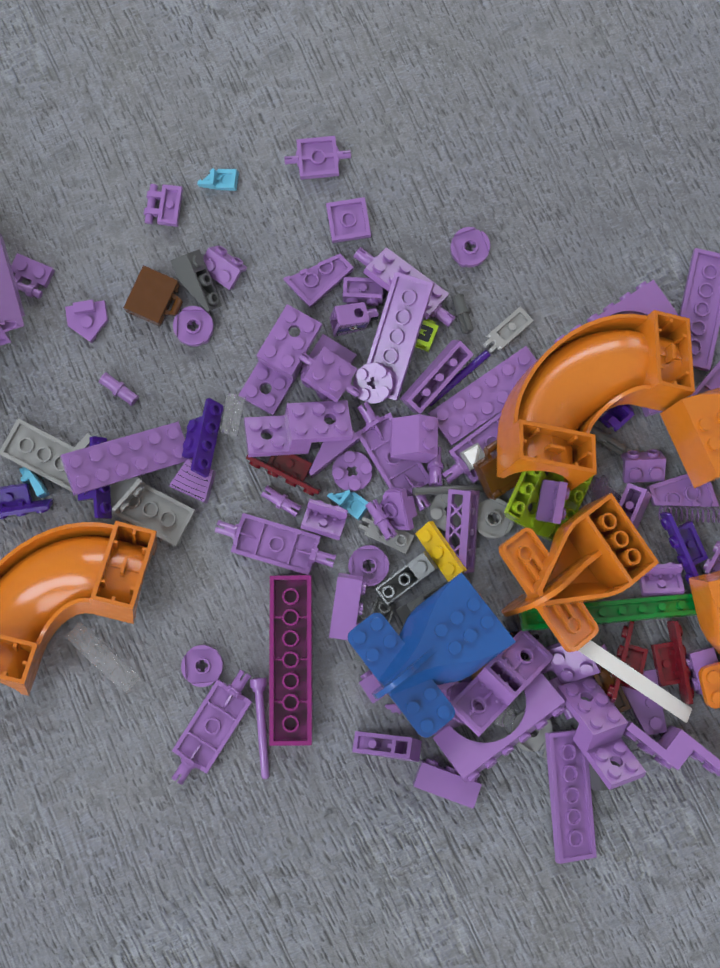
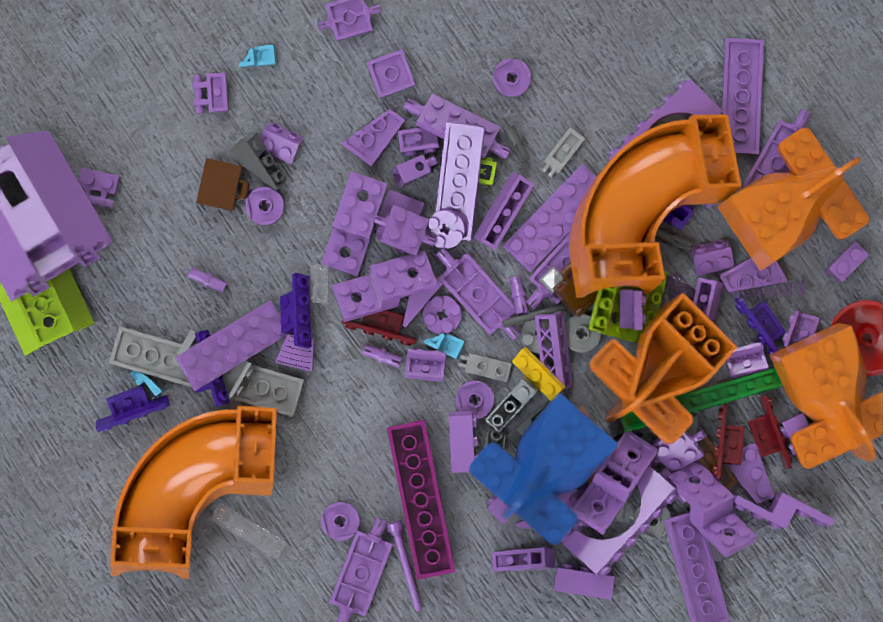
camera: 10 degrees left, 5 degrees up
(87, 318) = (162, 217): medium lavender plate -> none
(275, 544) = (385, 396): medium lavender plate -> none
(381, 519) = (478, 355): medium lavender pin -> none
(399, 508) = (491, 342): medium lavender plate -> none
(414, 438) = (494, 273): medium lavender slope -> none
(461, 375) = (529, 200): dark purple bar -> none
(636, 680) = (736, 456): white sticker -> none

